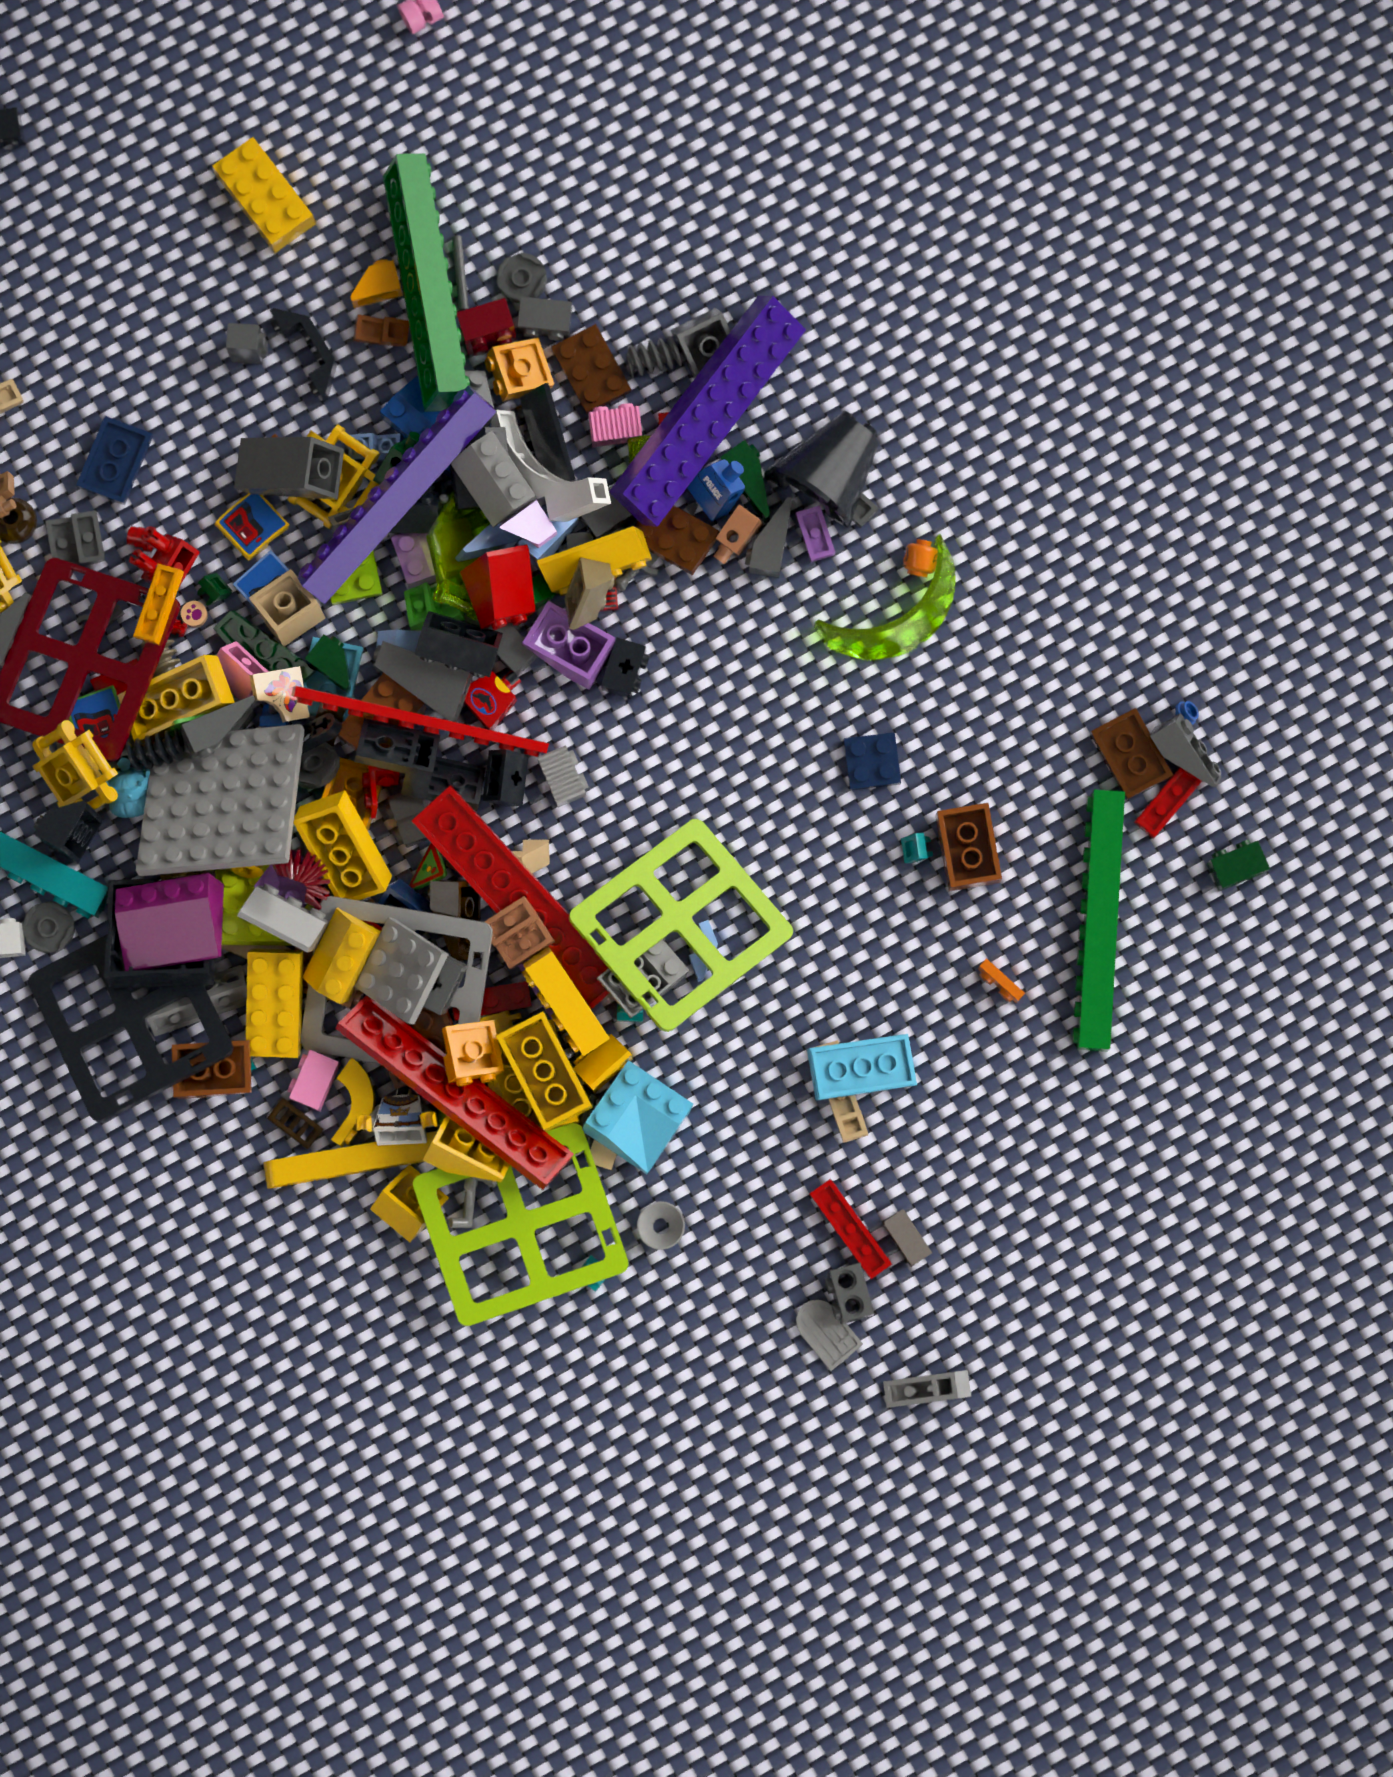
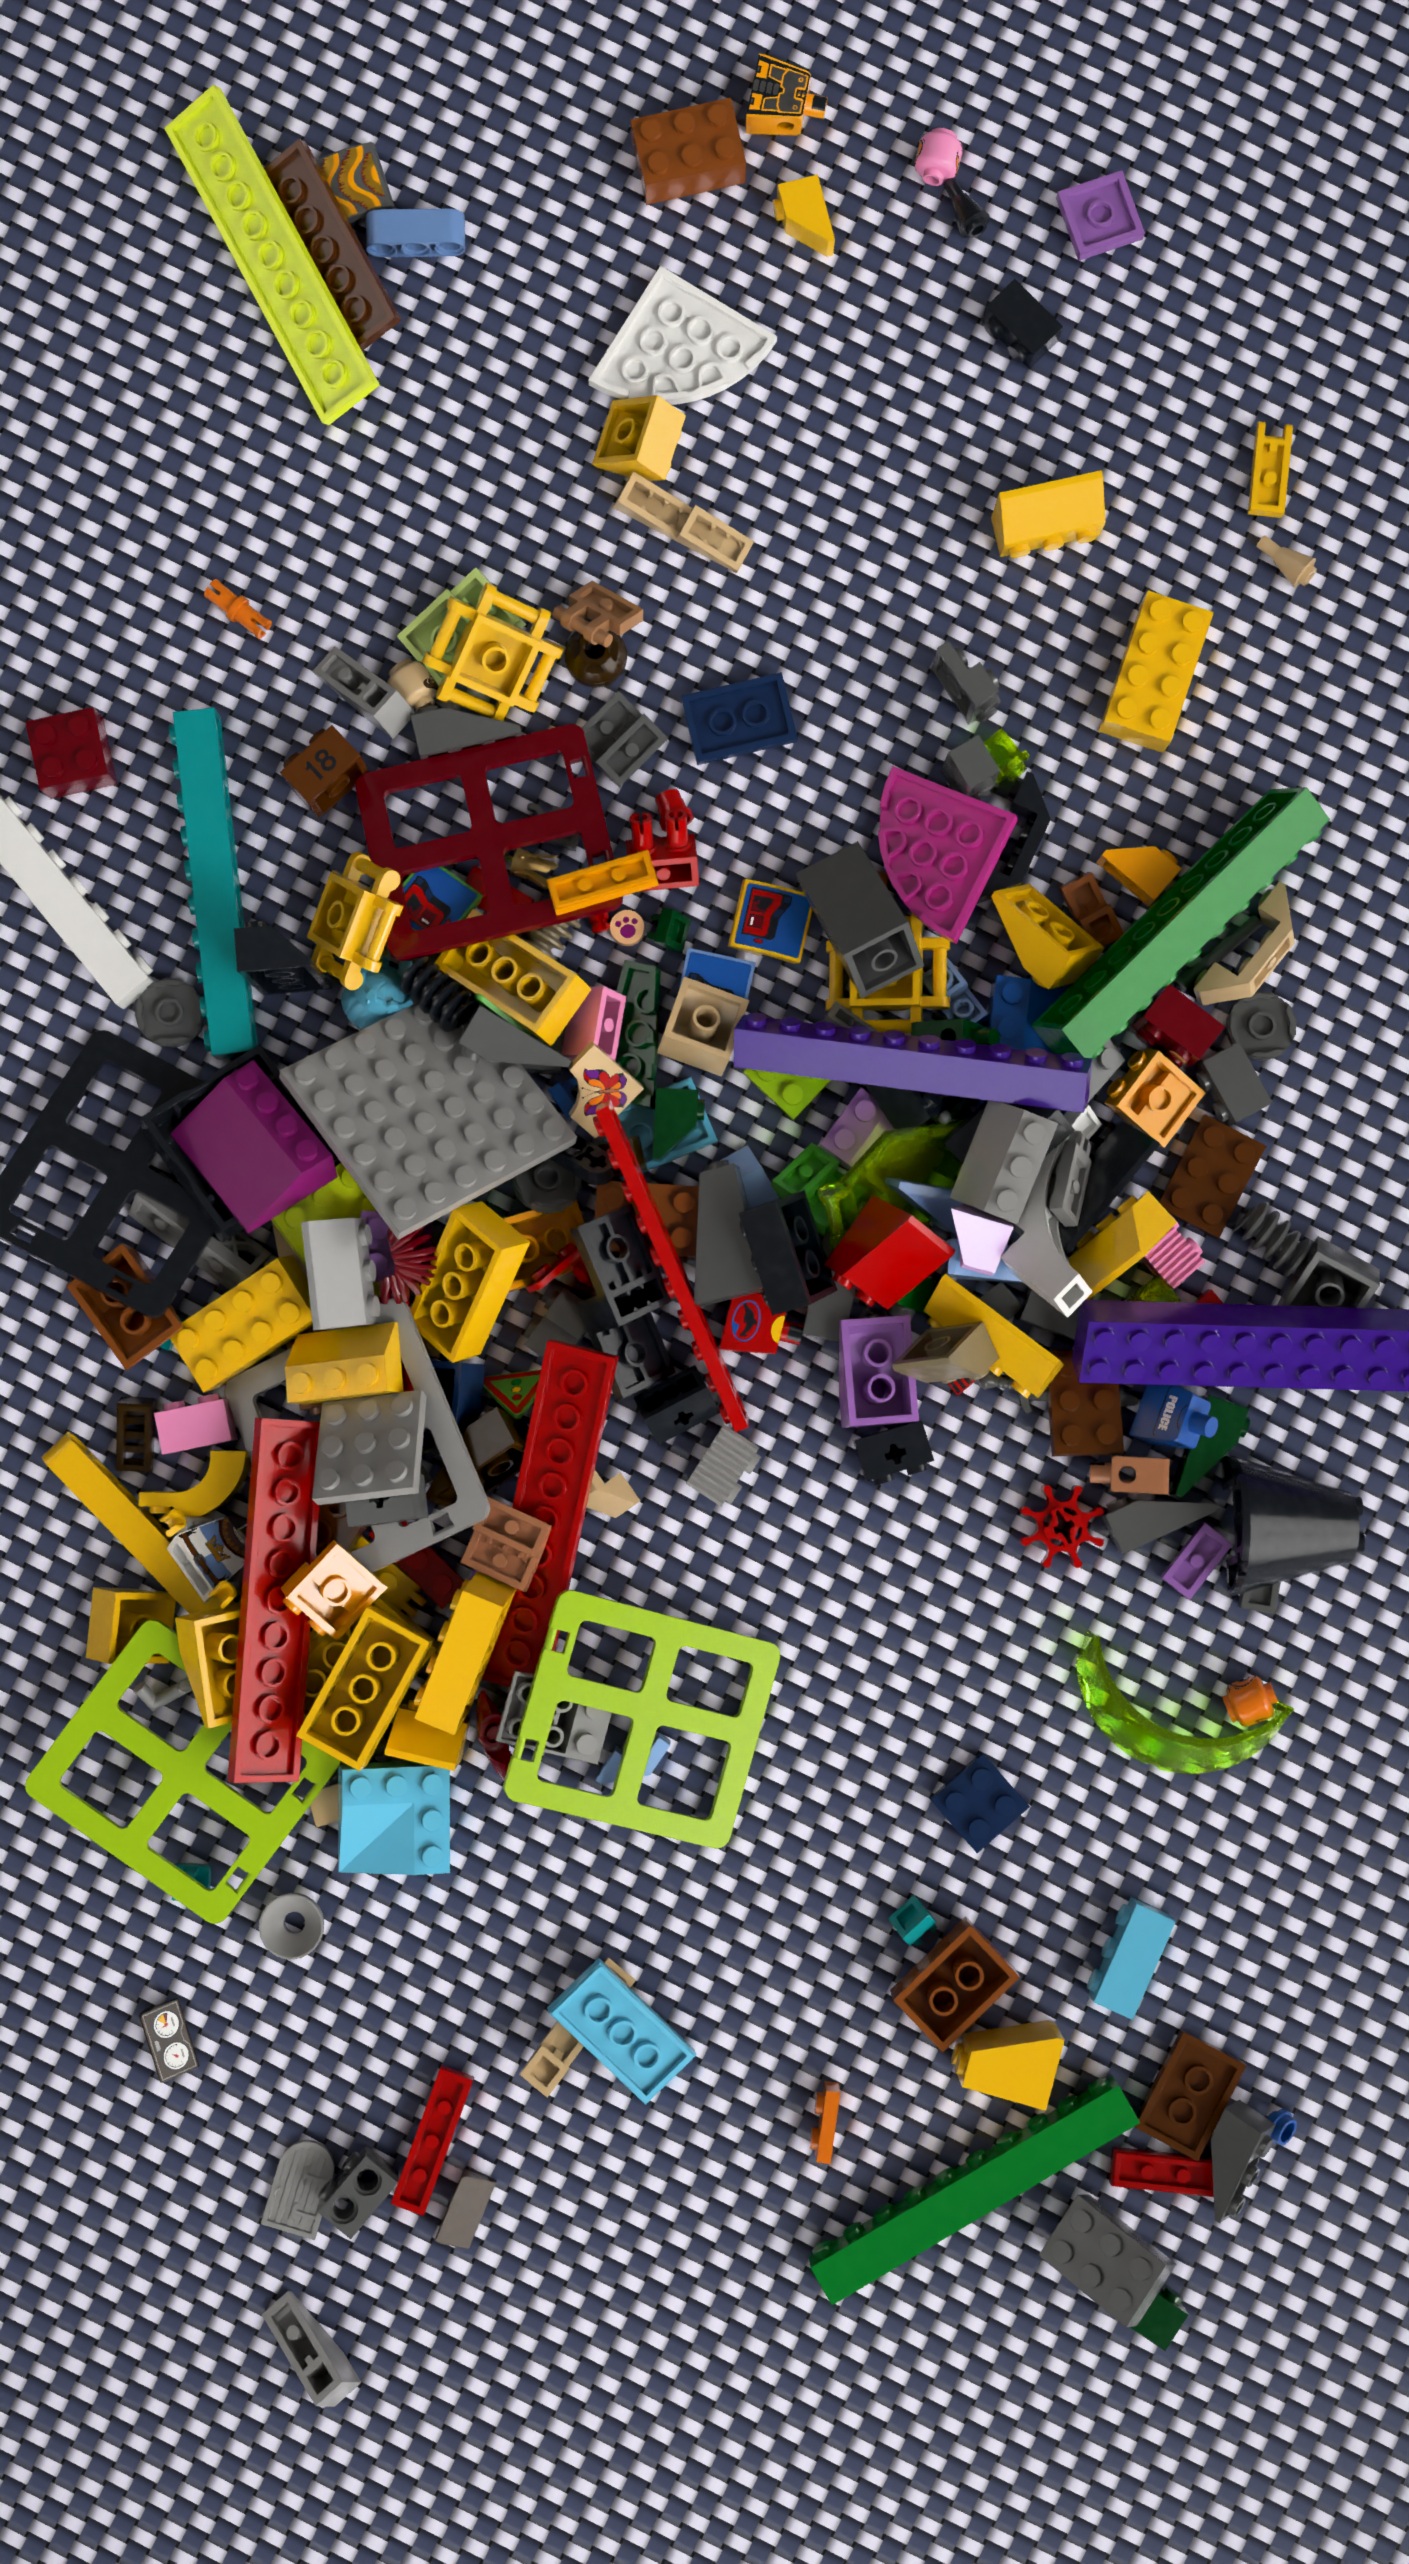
camera: 55 degrees right, 5 degrees up
(110, 646) = (525, 862): none -> pearl gold piece
(124, 192) = (1049, 514): none -> yellow slope
(191, 46) = (1269, 472): none -> yellow hinge
(198, 310) = (970, 689): none -> dark grey plate
(252, 315) = (1006, 756): none -> clear neon green bracket
(258, 70) = (1294, 565): none -> tan cone
(279, 393) = (939, 848): none -> dark pink plate
(378, 367) = (1044, 937): none -> yellow slope
(480, 283) = (1222, 985): none -> tan slope
(533, 449) = (1071, 1180): none -> light grey hinge
(589, 443) = (1120, 1241): none -> yellow slope
(633, 1027) = (488, 1722): none -> dark red hair
(680, 1350) = (168, 2040): none -> slope
(749, 601) = (1077, 1520): none -> red gear
(1025, 733) = (1130, 1957): none -> medium azure brick
(1038, 843) = (1011, 2062): none -> yellow slope
(1191, 864) = (1107, 2260): none -> dark grey brick

